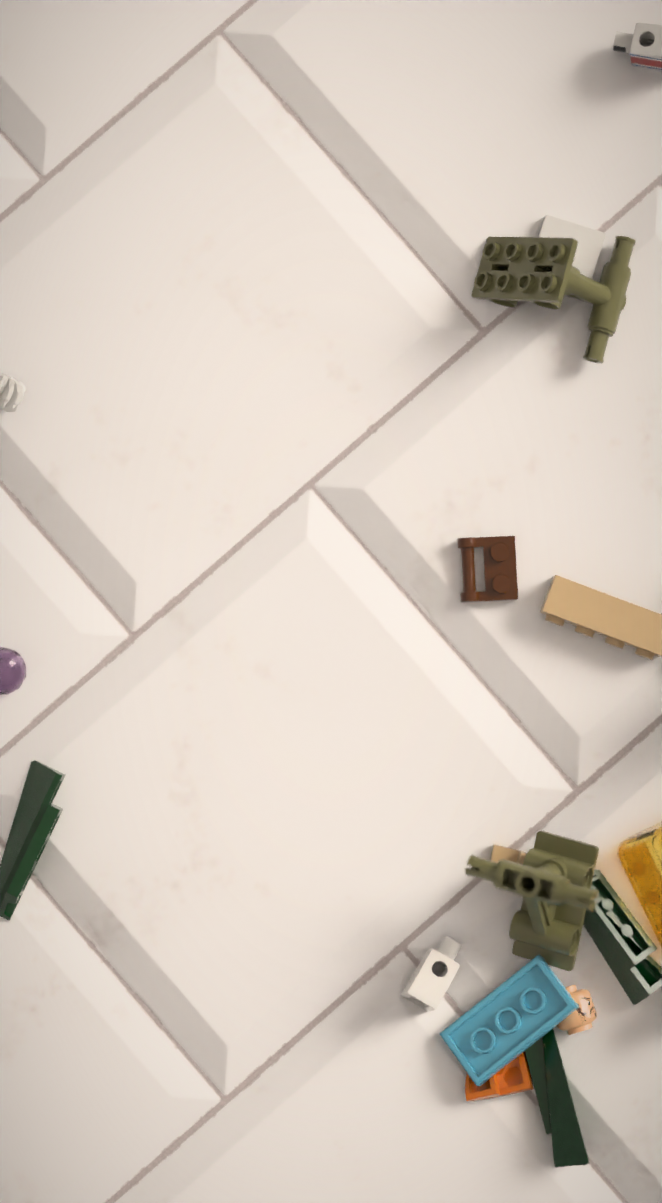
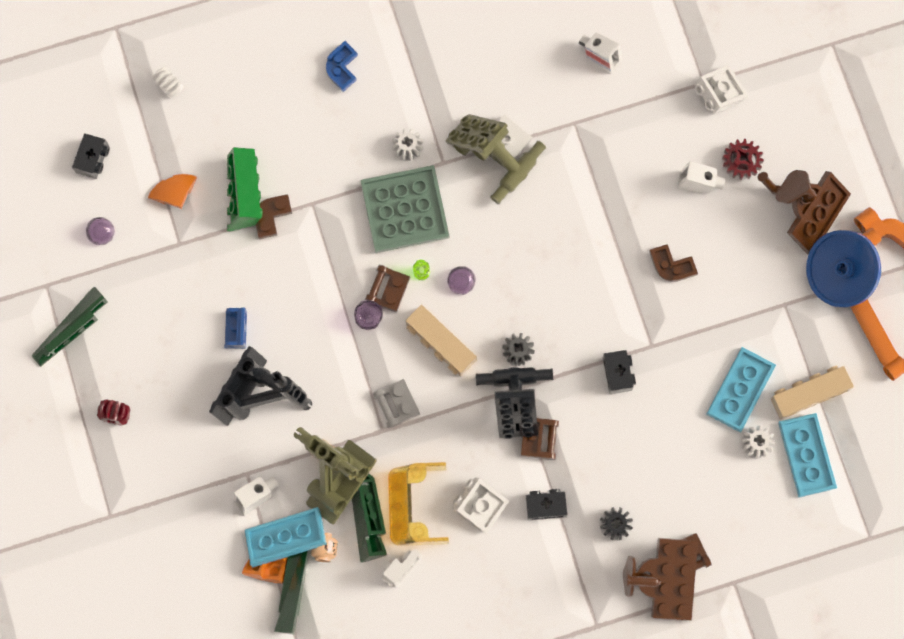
camera: 25 degrees right, 10 degrees down
(85, 556) = (173, 190): none -> orange brick
(160, 945) = (113, 412): none -> dark red gear
(195, 510) = (243, 189): none -> green wedge
(246, 529) = (272, 208): none -> reddish brown plate
(248, 248) = (337, 63): none -> blue plate
(283, 733) = (235, 328): none -> blue hinge
(339, 807) = (236, 395): none -> black plate
(416, 338) = (401, 148): none -> white gear
(459, 432) = (405, 209): none -> sand green plate
(479, 625) = (368, 314): none -> clear purple hair
(526, 528) = (421, 263): none -> clear neon green bush
(586, 732) = (402, 400): none -> light grey plate
(595, 507) = (461, 280): none -> clear purple hair

